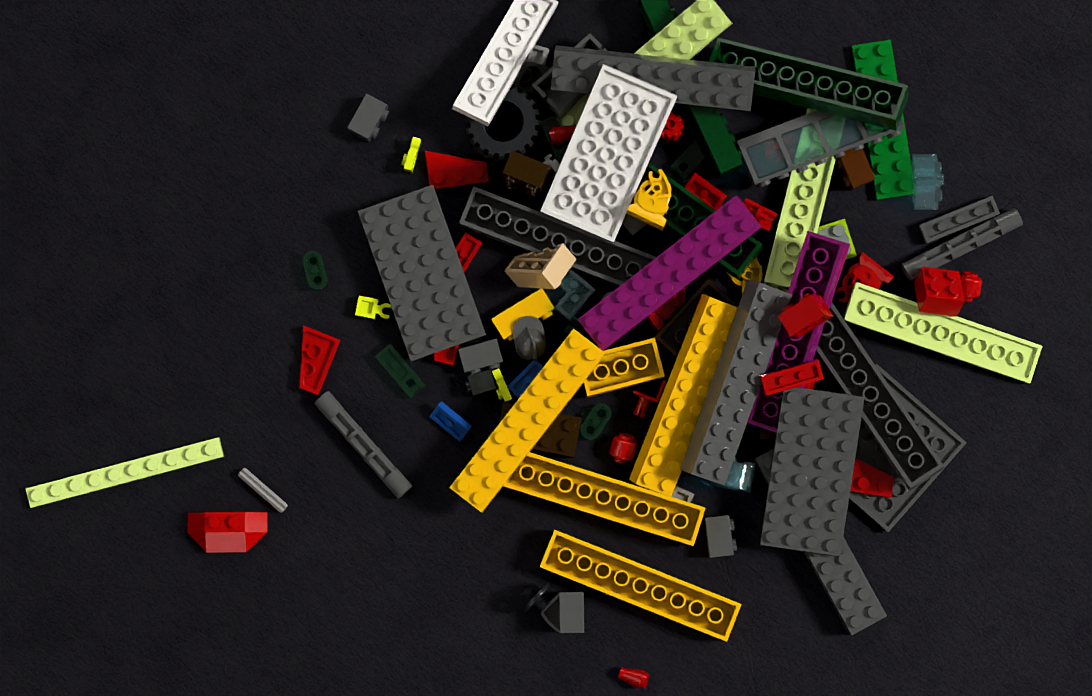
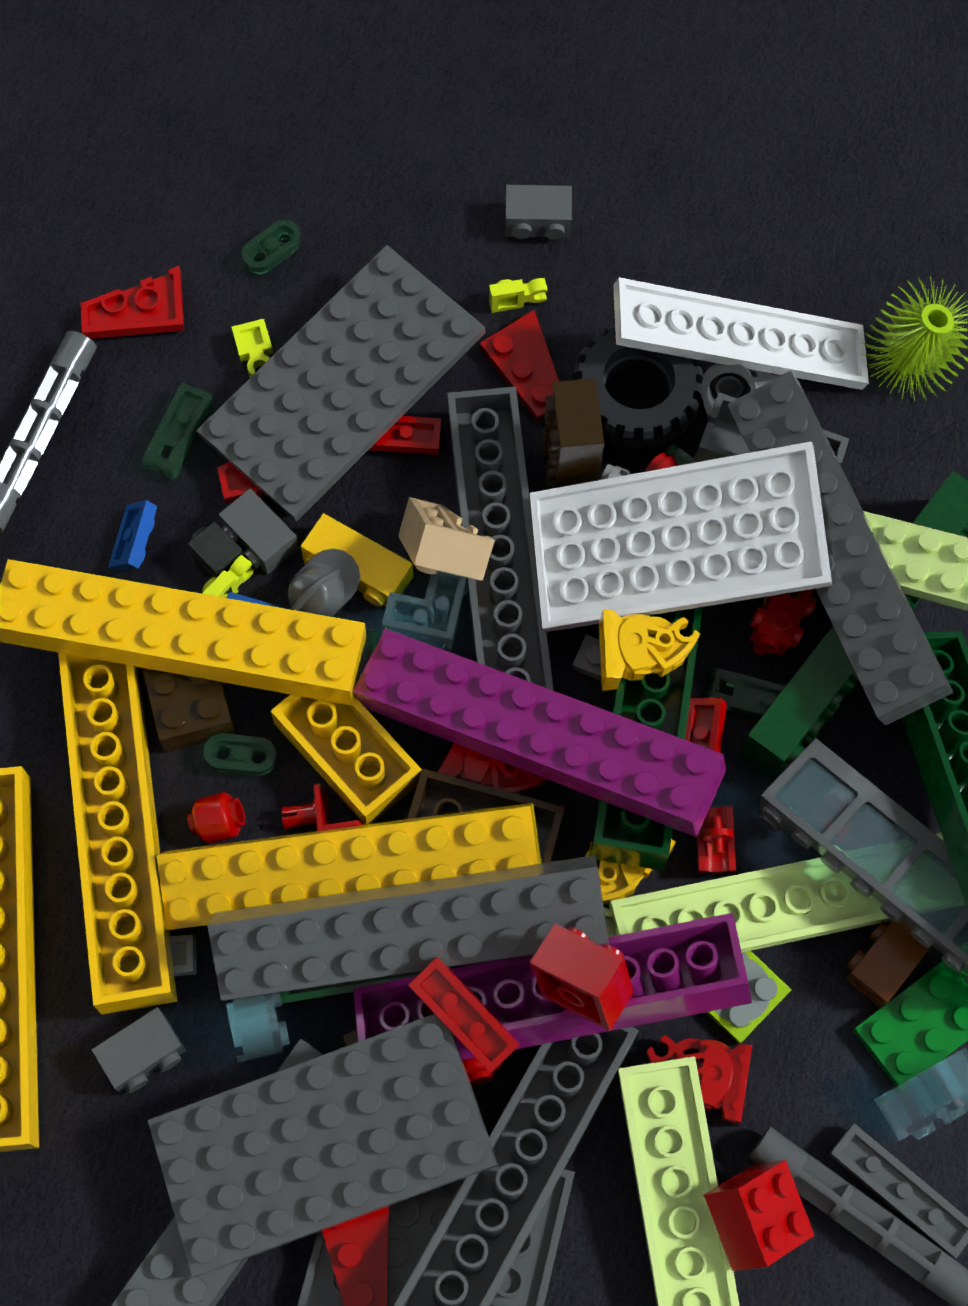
camera: 60 degrees right, 15 degrees down
(971, 285) = (799, 1271): red head -> none

